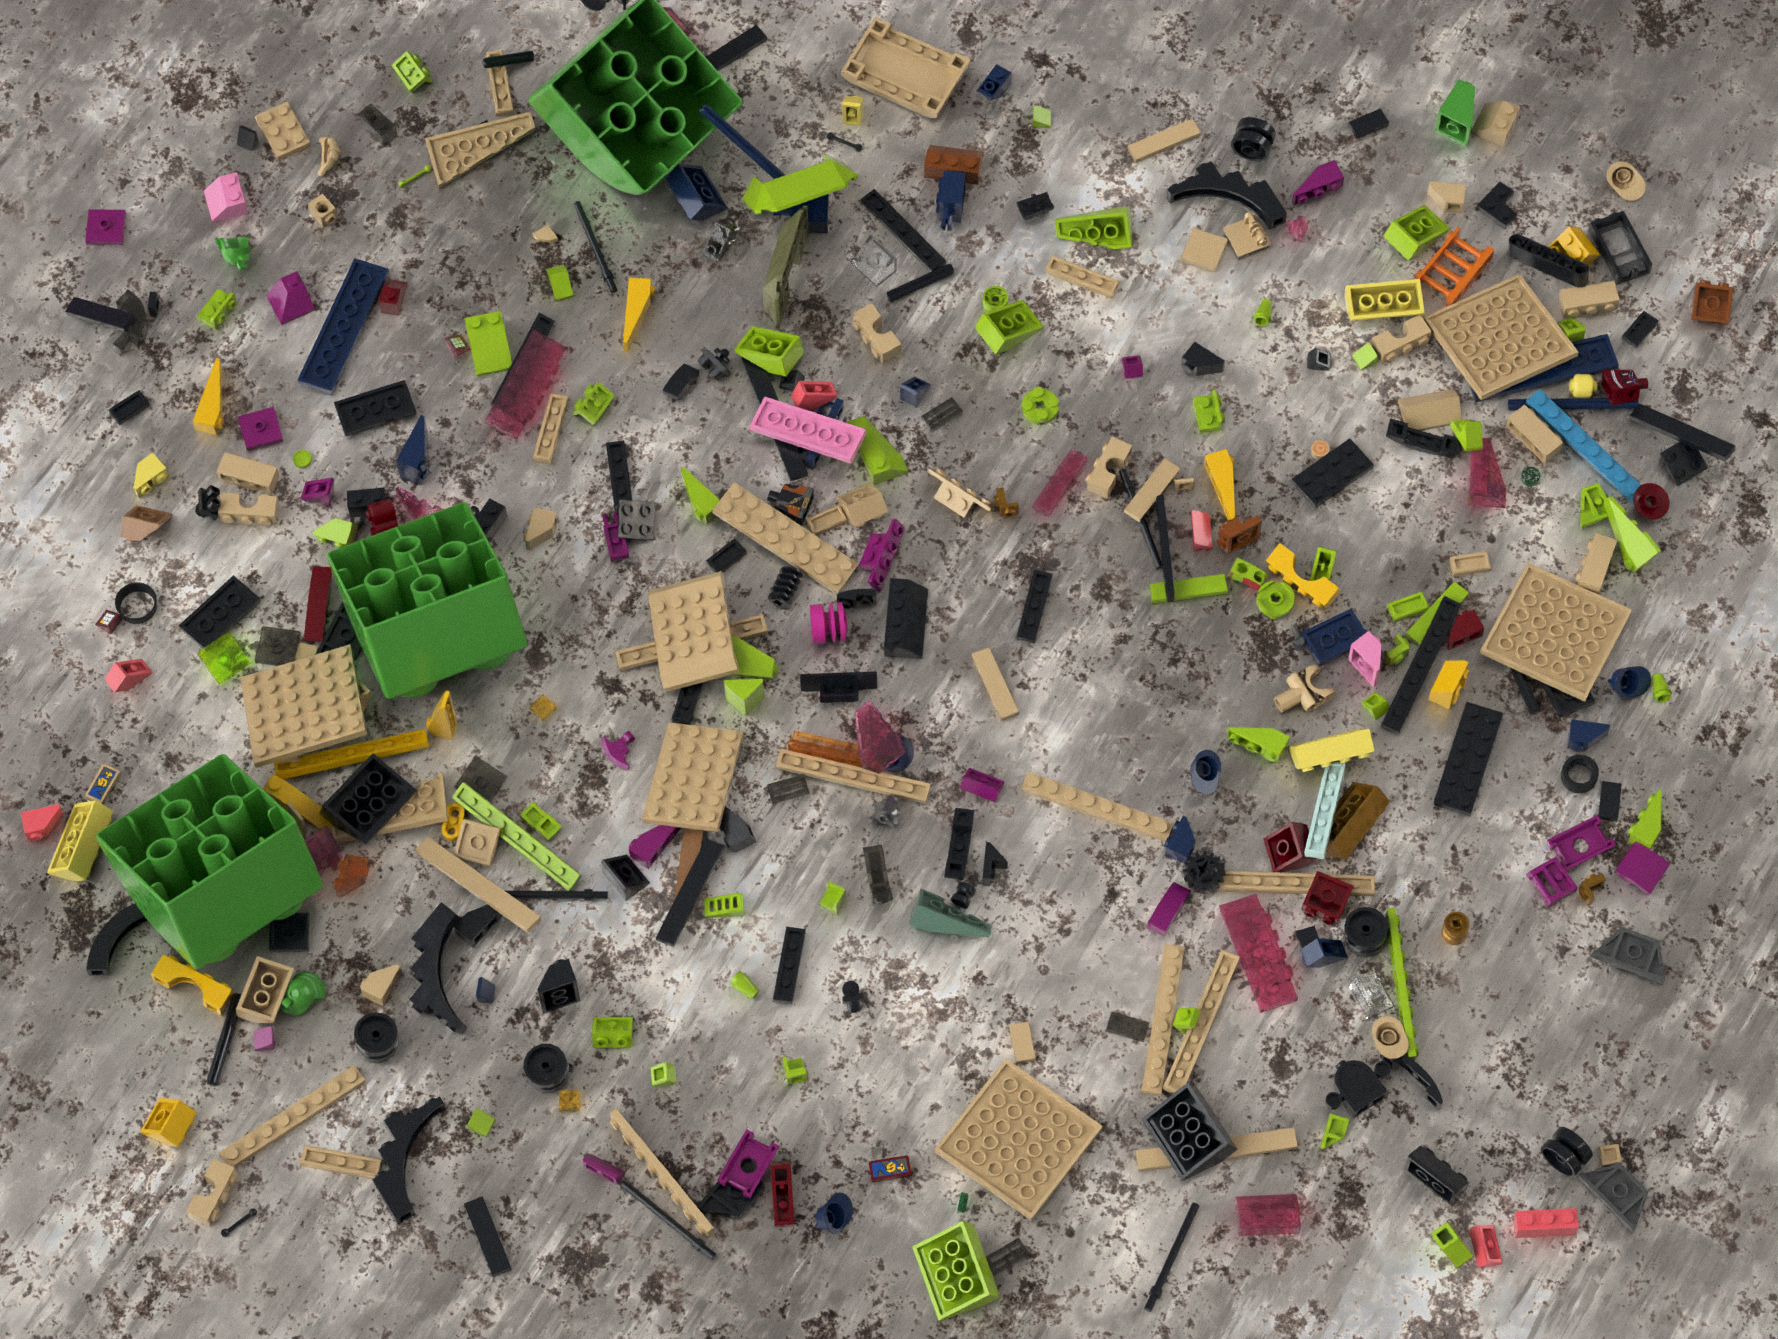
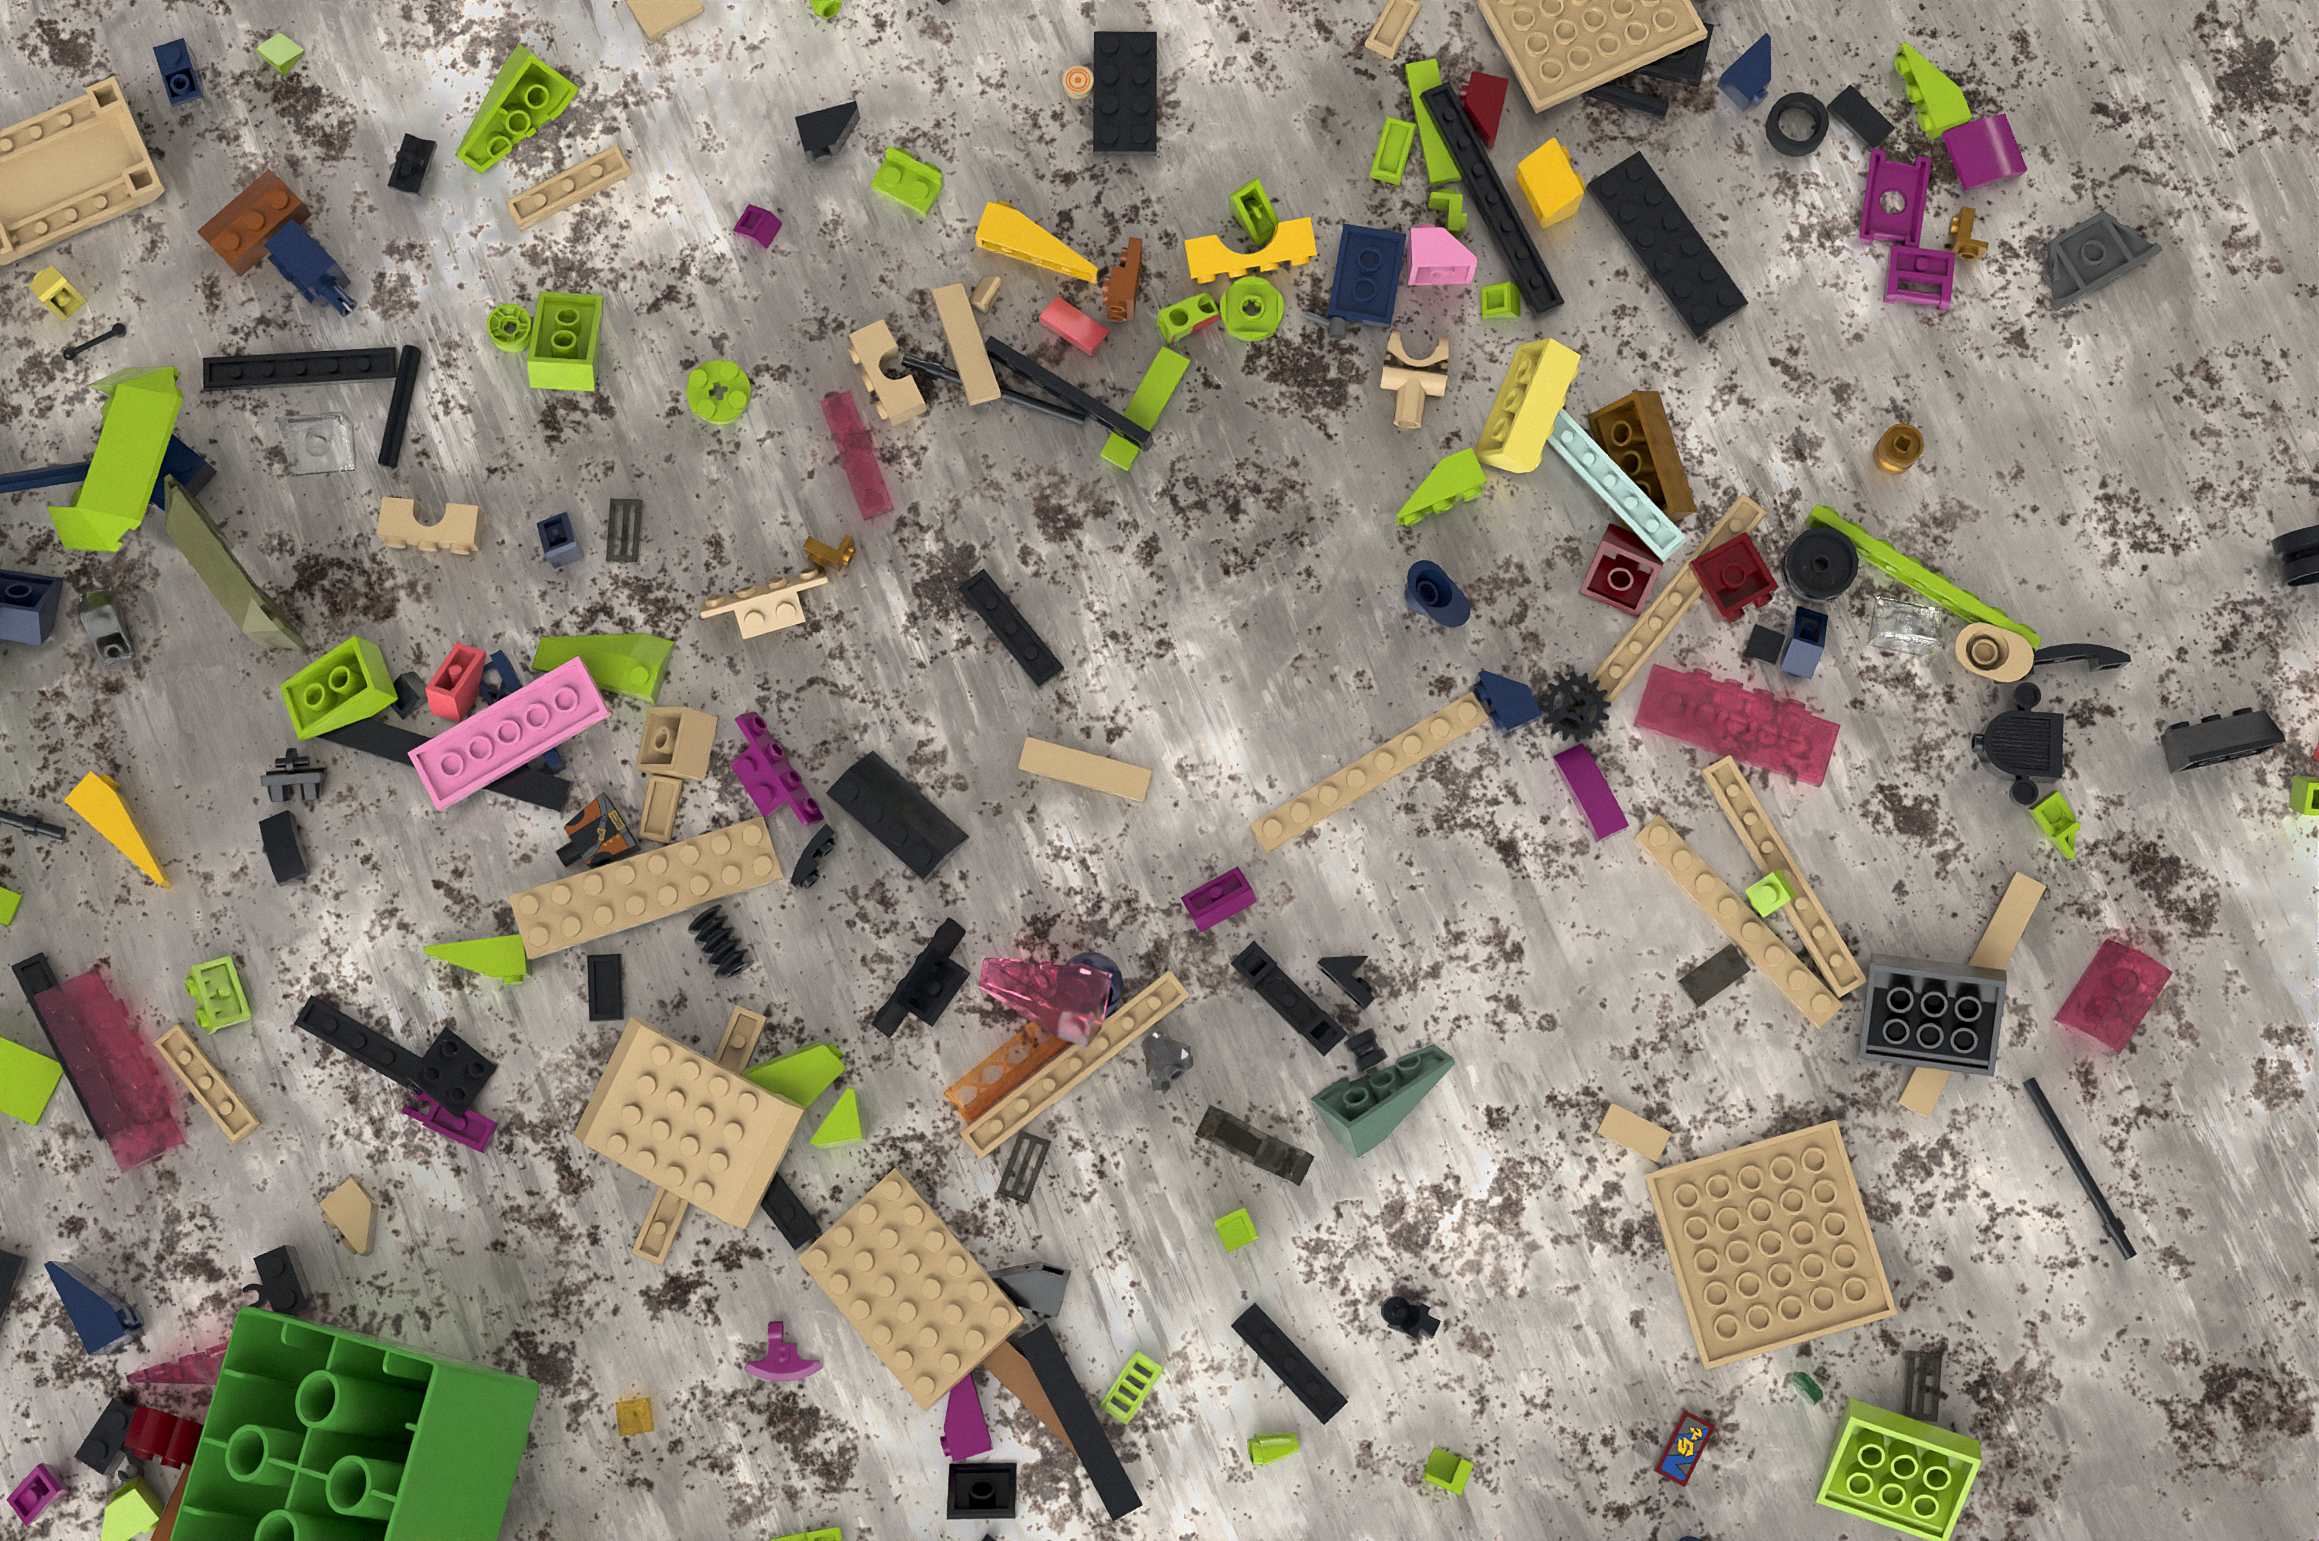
camera: 55 degrees left, 15 degrees up
(828, 623) = (824, 928): dark pink wheel -> none

